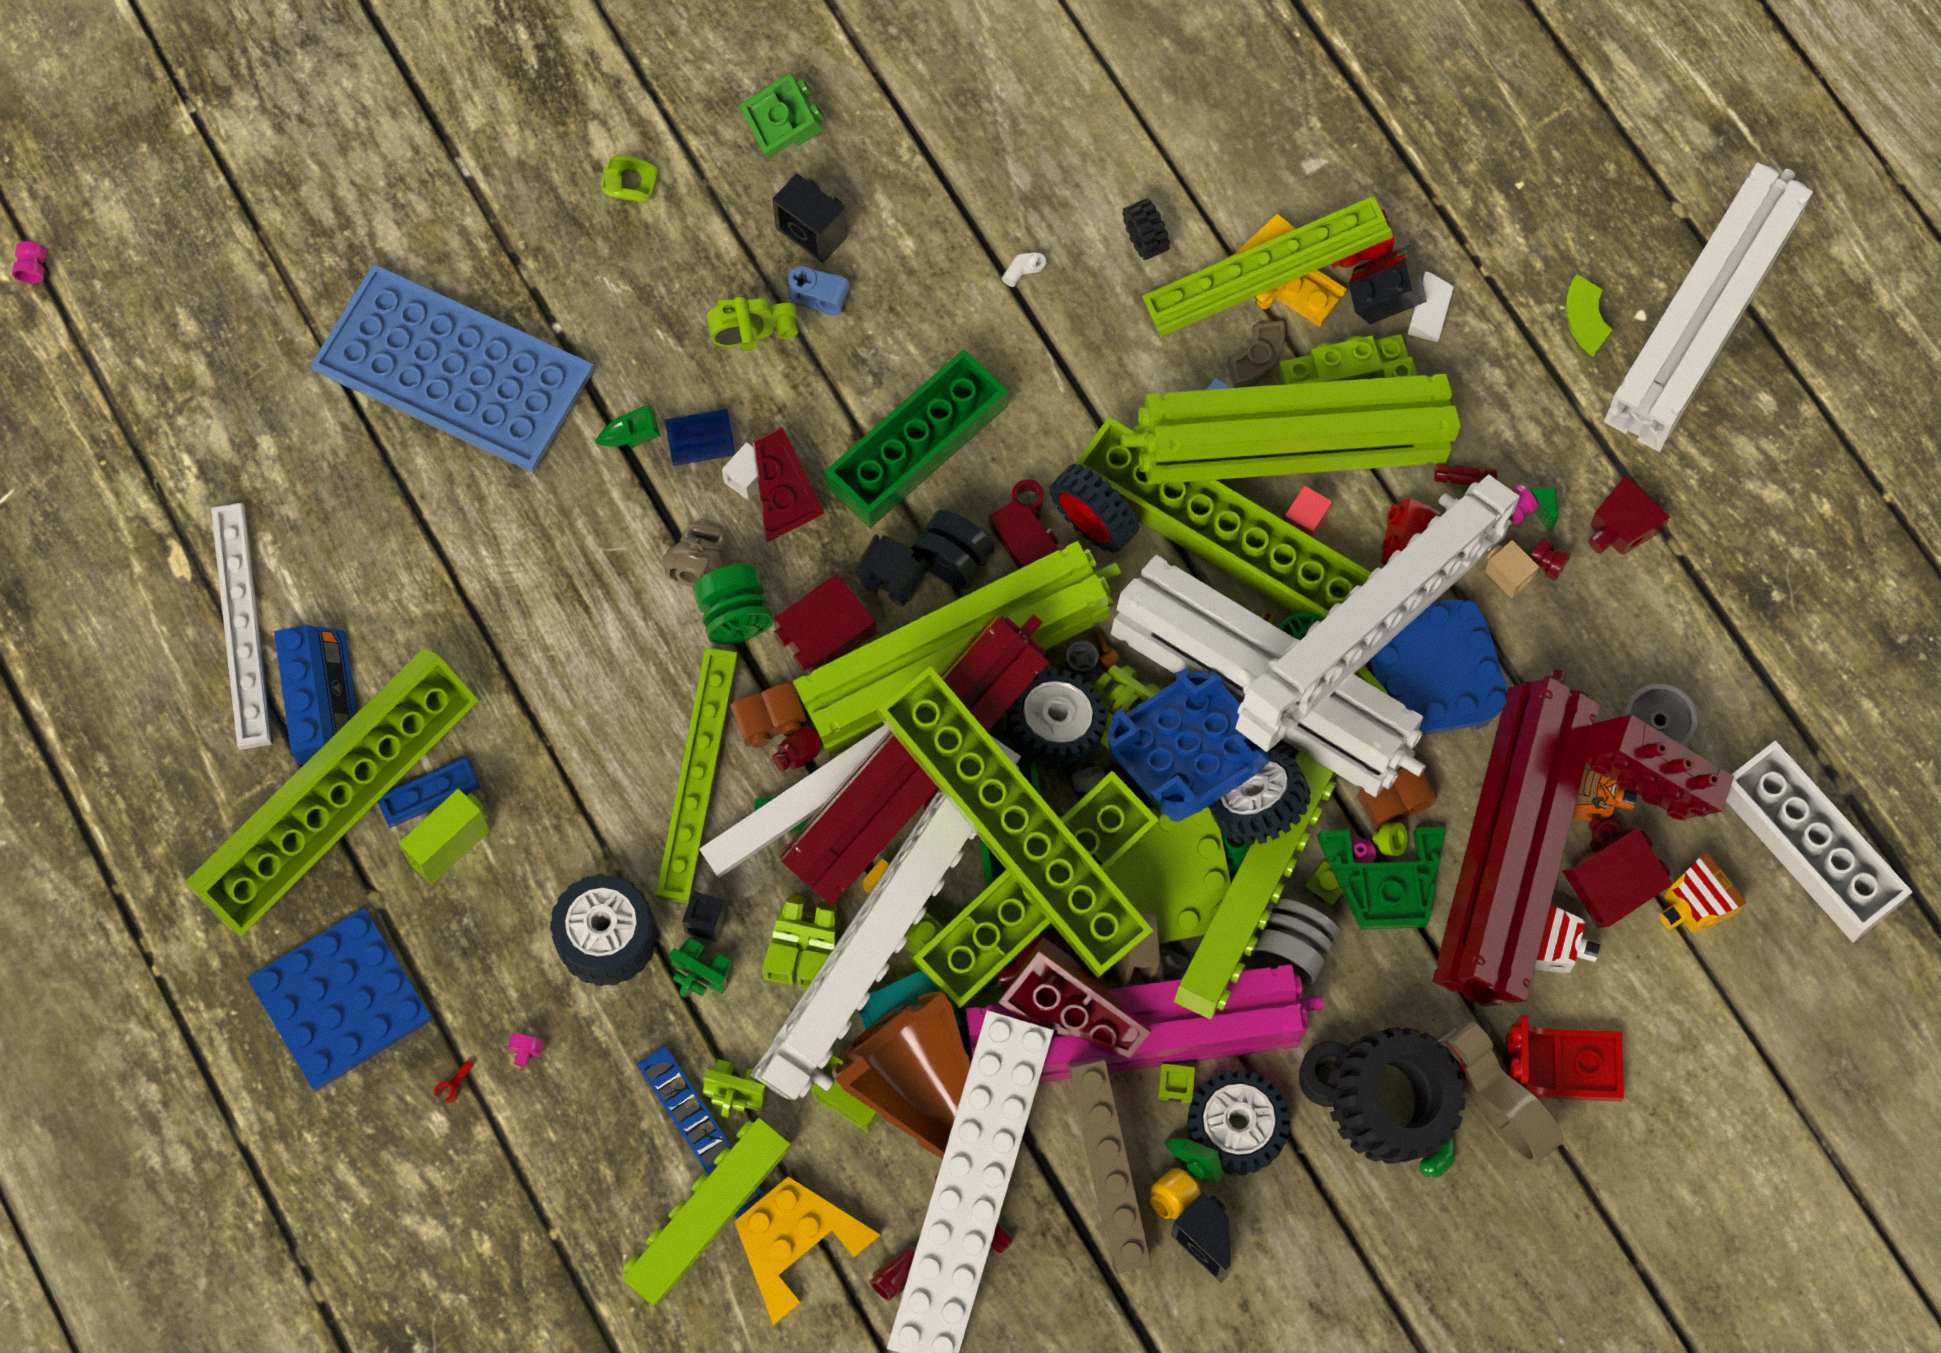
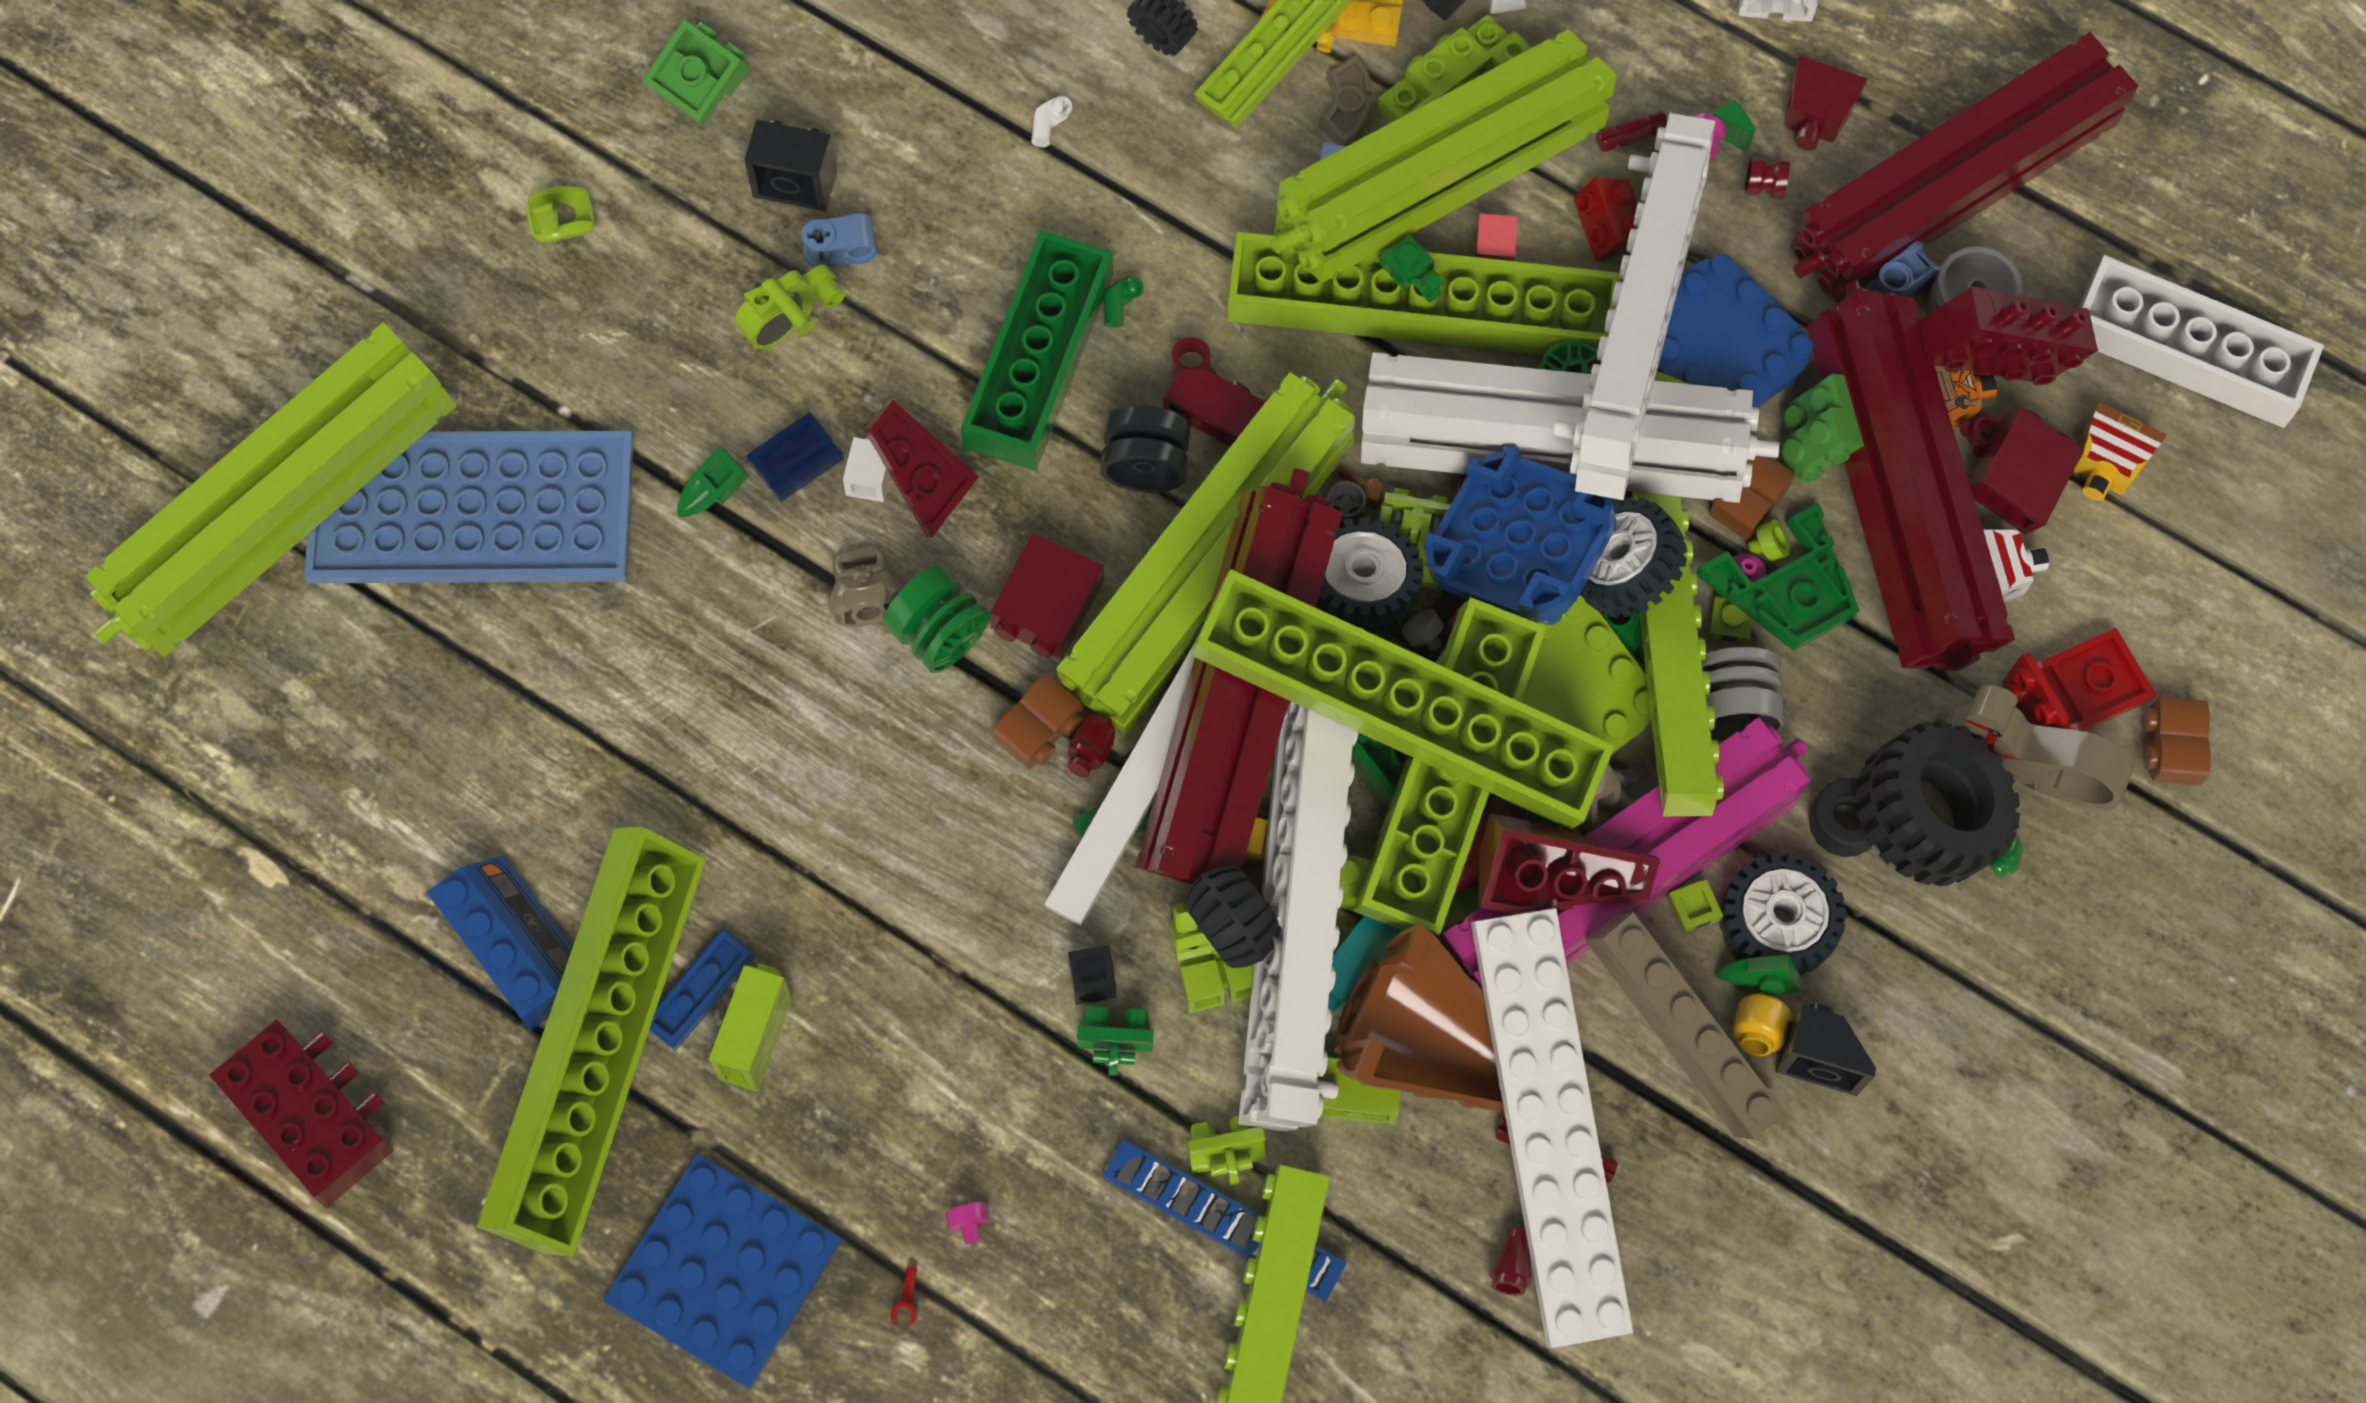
camera: 30 degrees left, 0 degrees up
(115, 745) = (304, 1111): none -> dark red piece
(241, 626) = (379, 907): white tile -> none
(314, 293) = (268, 493): none -> lime brick
(609, 954) = (979, 1013): wheel -> none
(697, 776) = (995, 827): lime plate -> none
(784, 1229) = (1366, 1277): yellow wing -> none
(819, 921) = (1233, 916): none -> black wheel
(891, 568) = (1089, 501): black brick -> none
(999, 425) = (1117, 297): none -> green arm
(1094, 508) = (1275, 334): black wheel -> none
(1223, 501) = (1412, 265): none -> green plate
(1474, 771) = (1820, 429): none -> bright green plate
(1511, 568) = (1734, 204): tan brick -> none
(1619, 682) = (1909, 272): none -> medium blue piece
(1621, 1141) = (2178, 740): none -> dark orange brick
(1705, 620) = (1962, 166): none -> dark red brick

